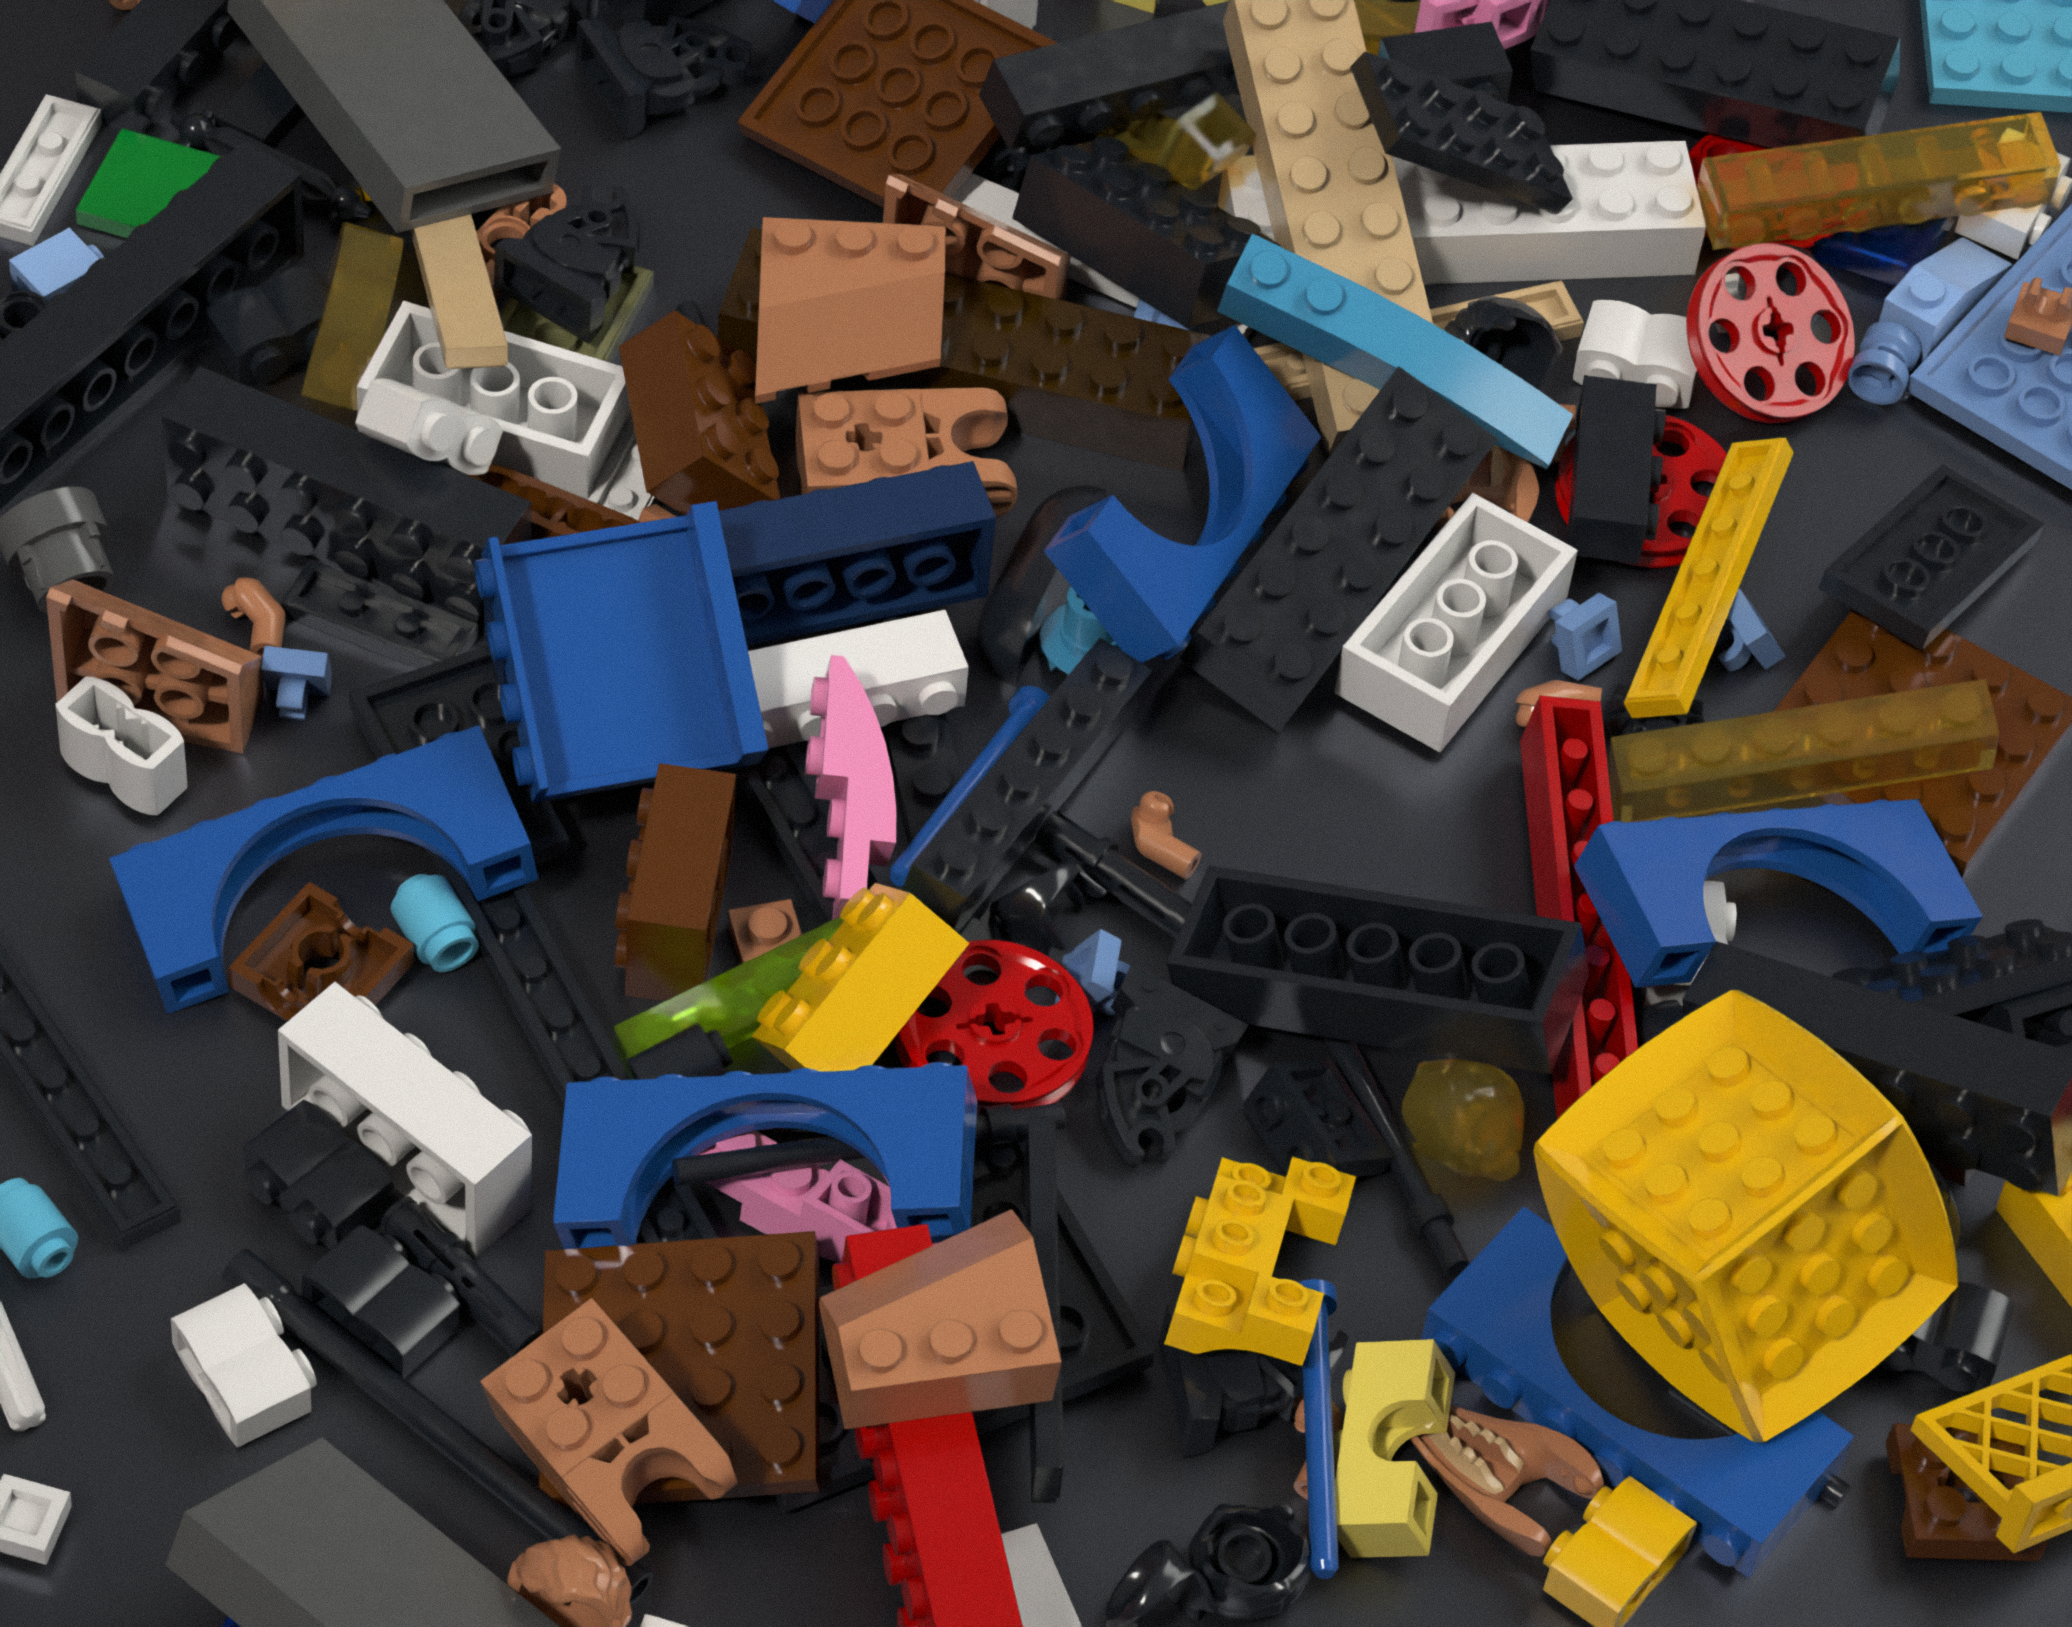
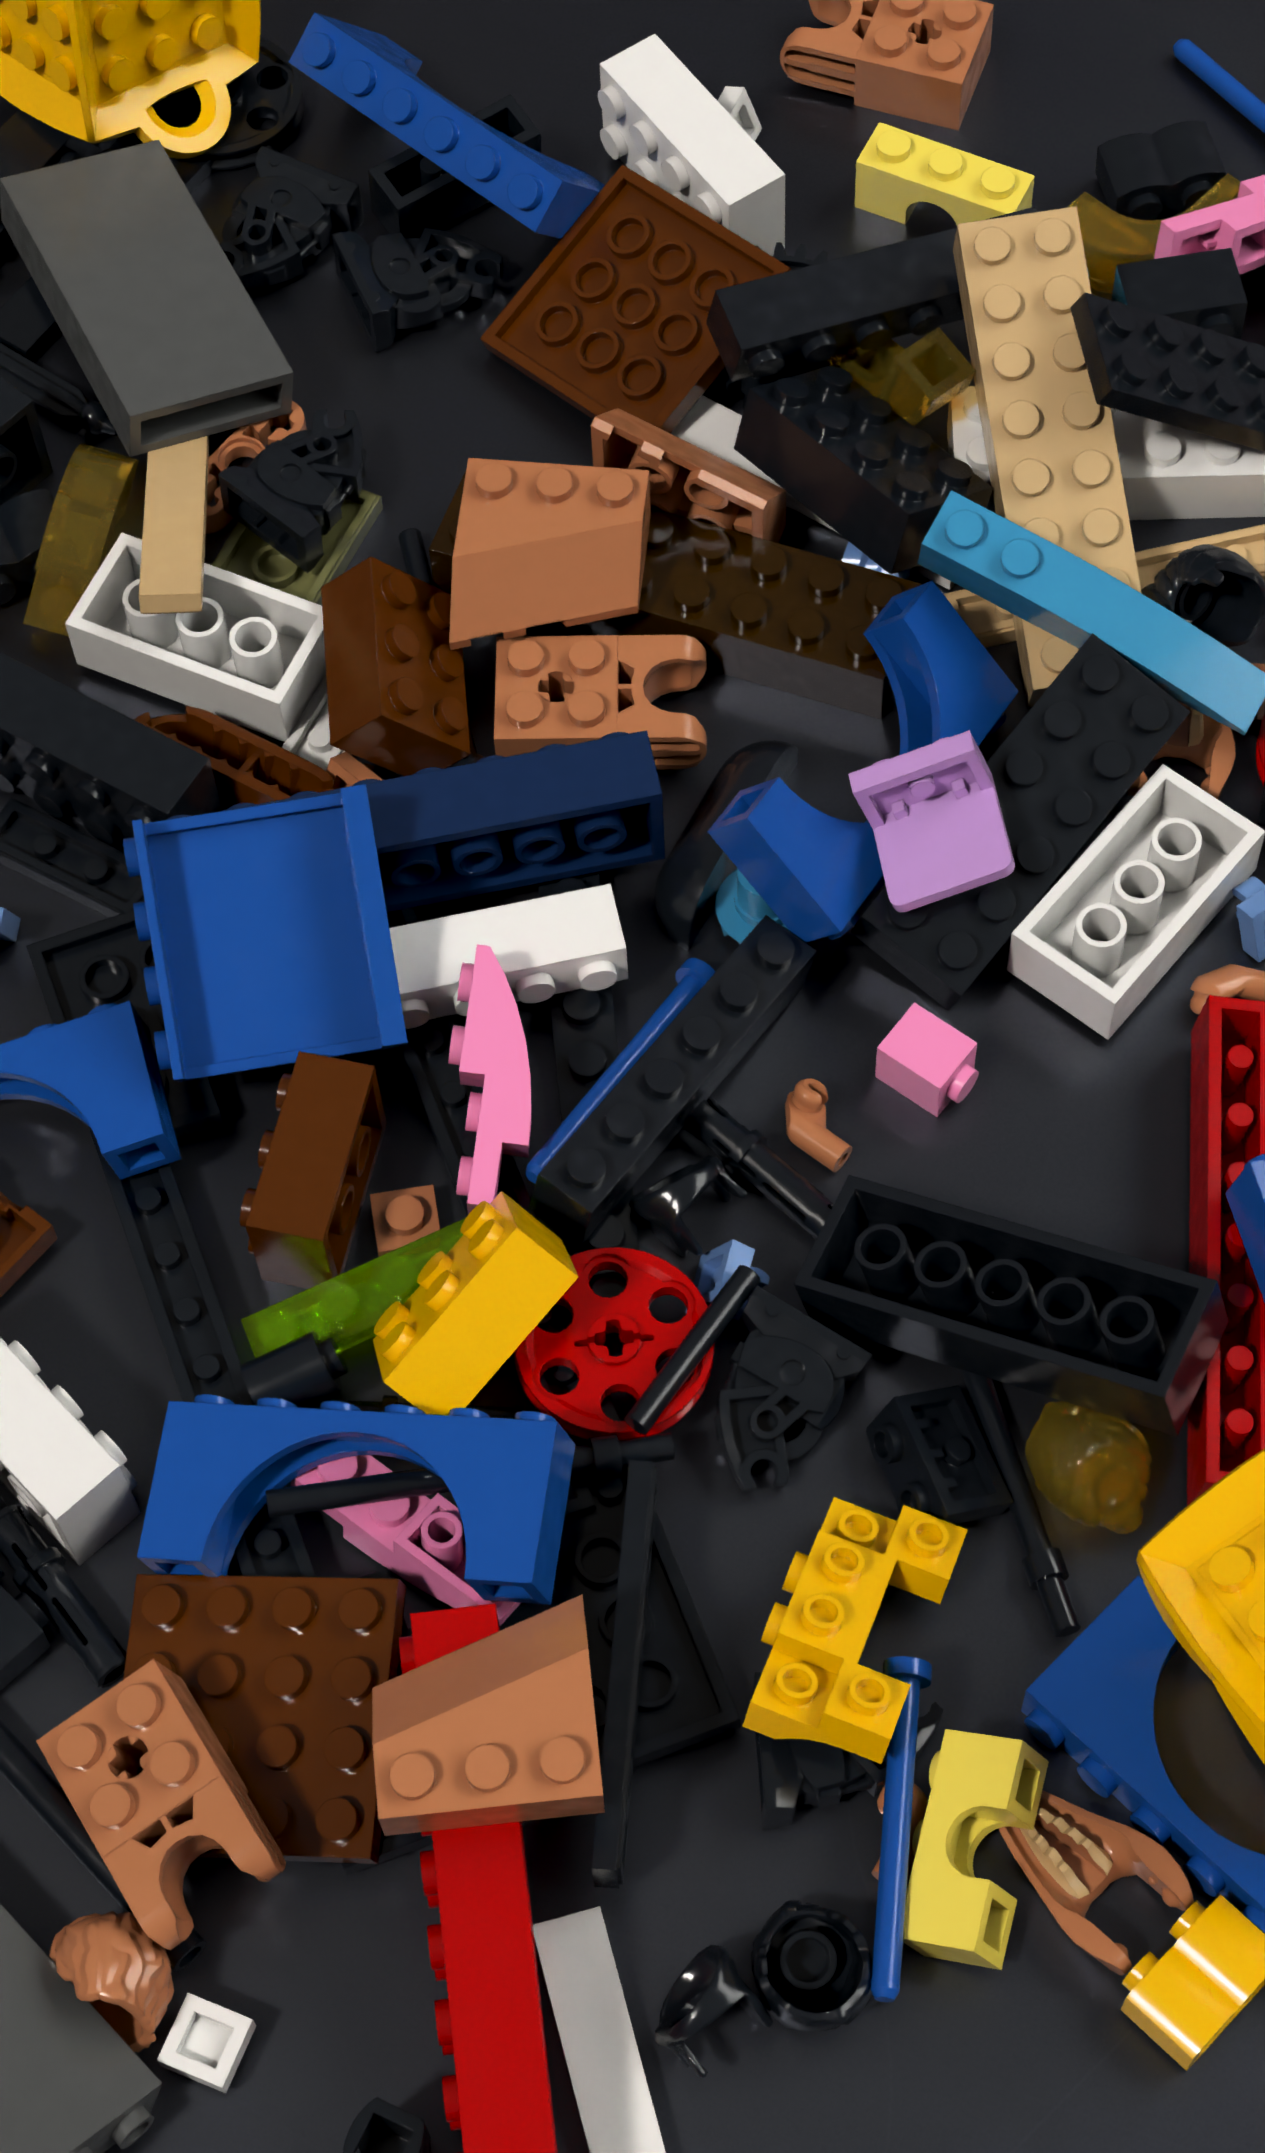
camera: 15 degrees right, 10 degrees up
(429, 426) = (117, 676): white brick -> none
(435, 922) = (79, 1198): medium azure brick -> none
(1074, 1025) = (692, 1349): none -> black bar
(1264, 534) = (934, 821): none -> lavender bracket
(1267, 772) = (927, 1060): none -> bright pink brick

